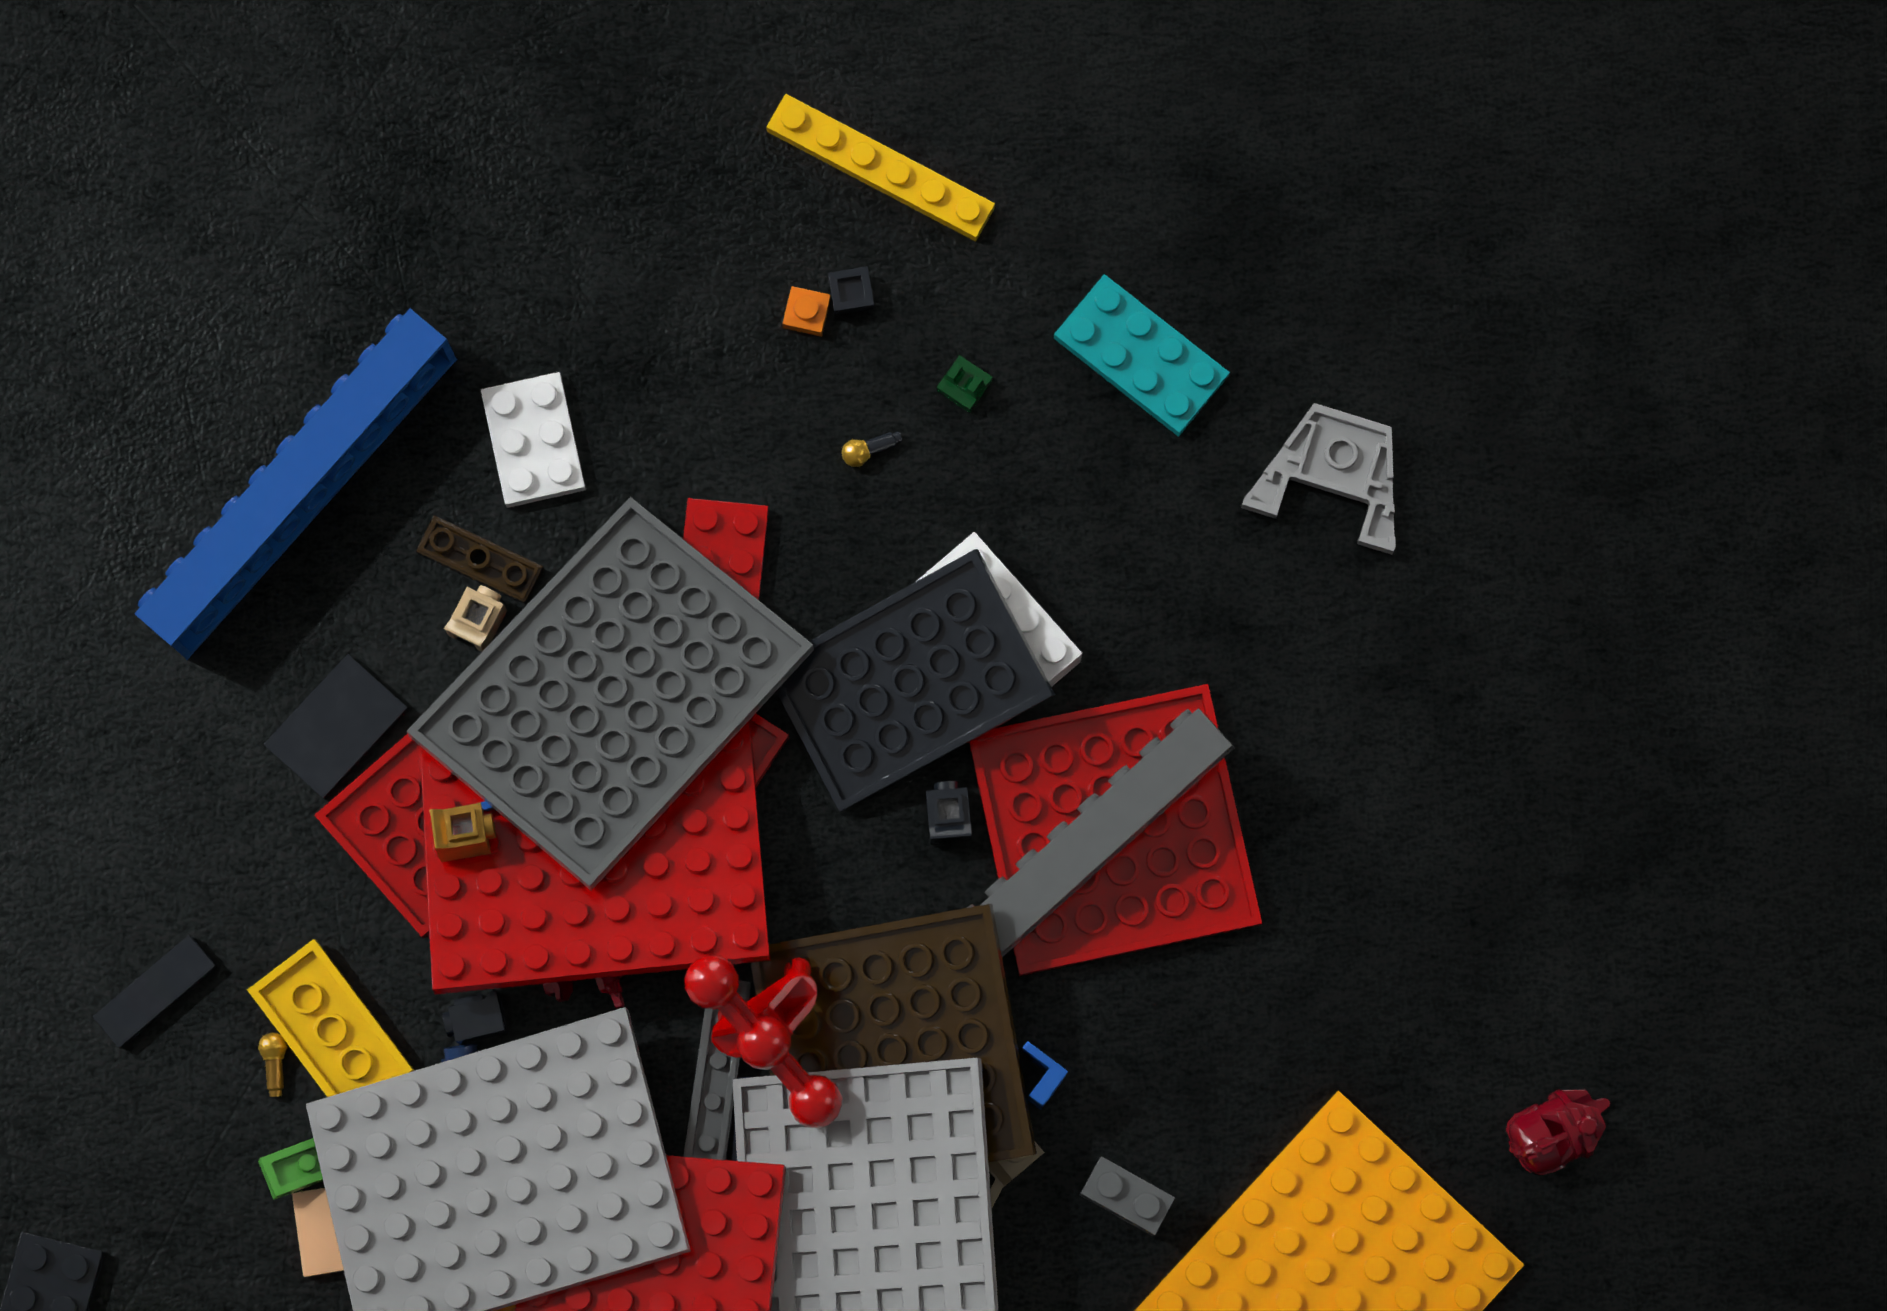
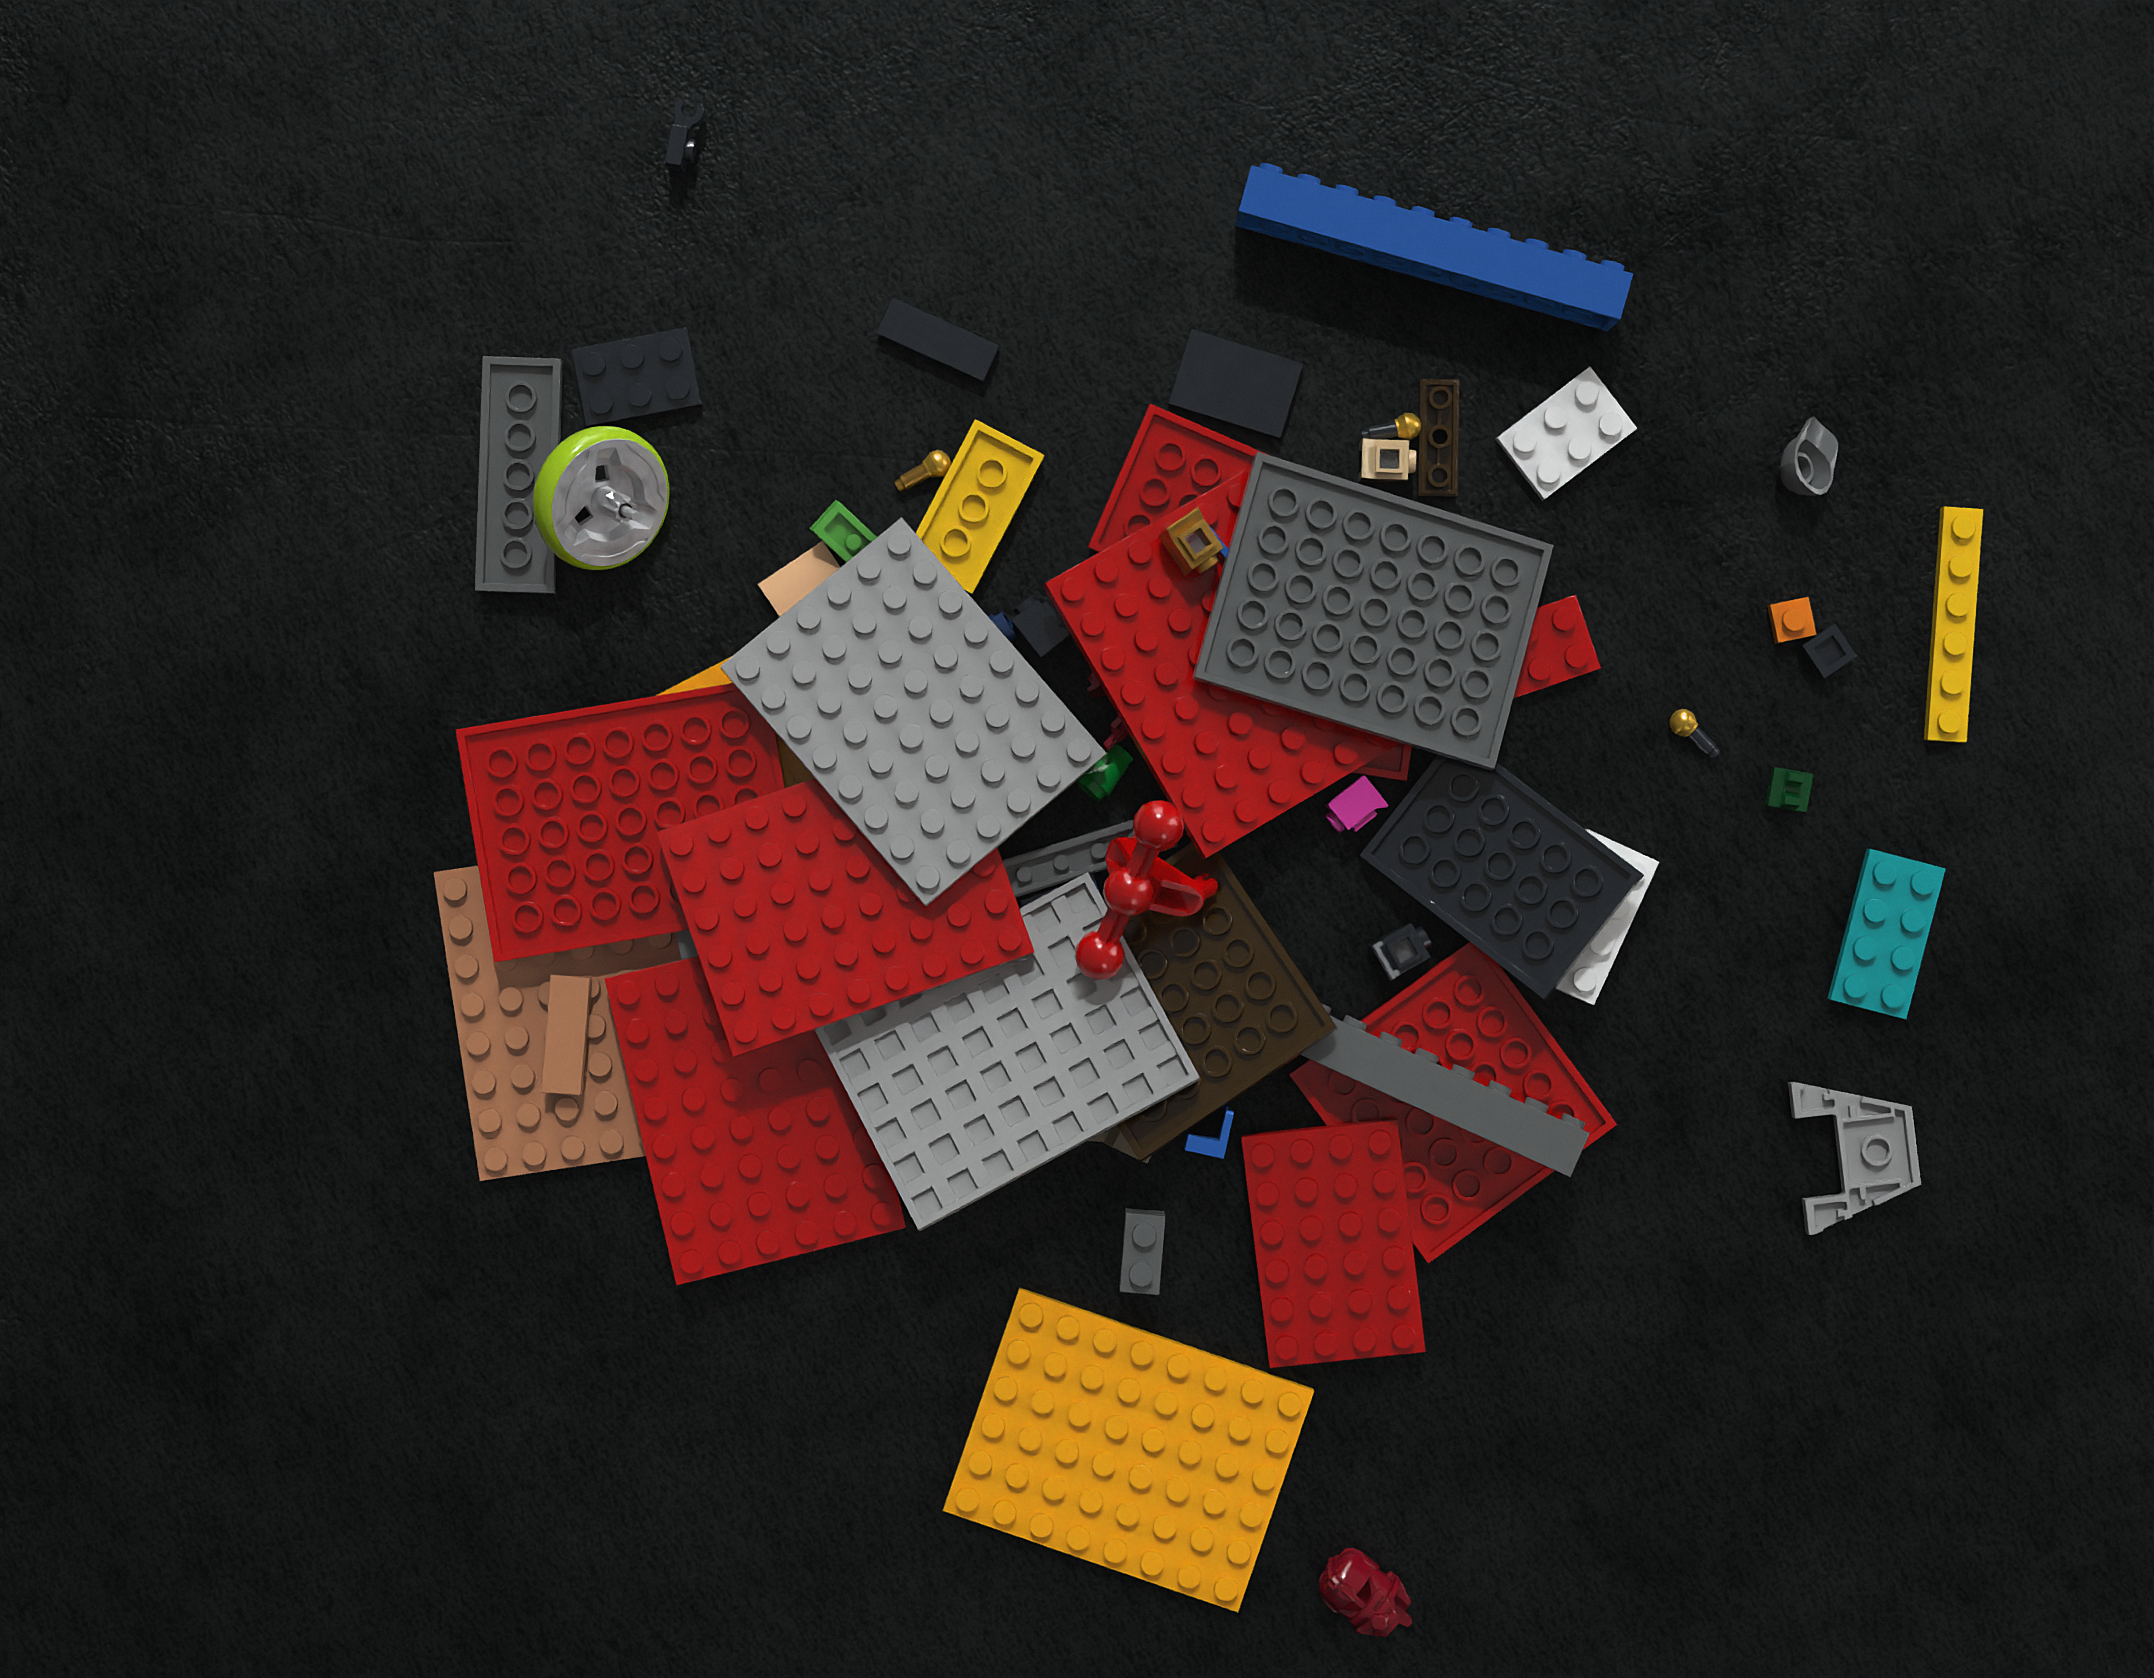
camera: 70 degrees right, 10 degrees up
(454, 585) = (1405, 426): none -> piece
(648, 1021) = (1106, 774): none -> green cone
(665, 228) = (1809, 460): none -> dark grey cap
(790, 794) = (1354, 805): none -> dark pink window
(1201, 1006) = (1333, 1243): none -> red plate

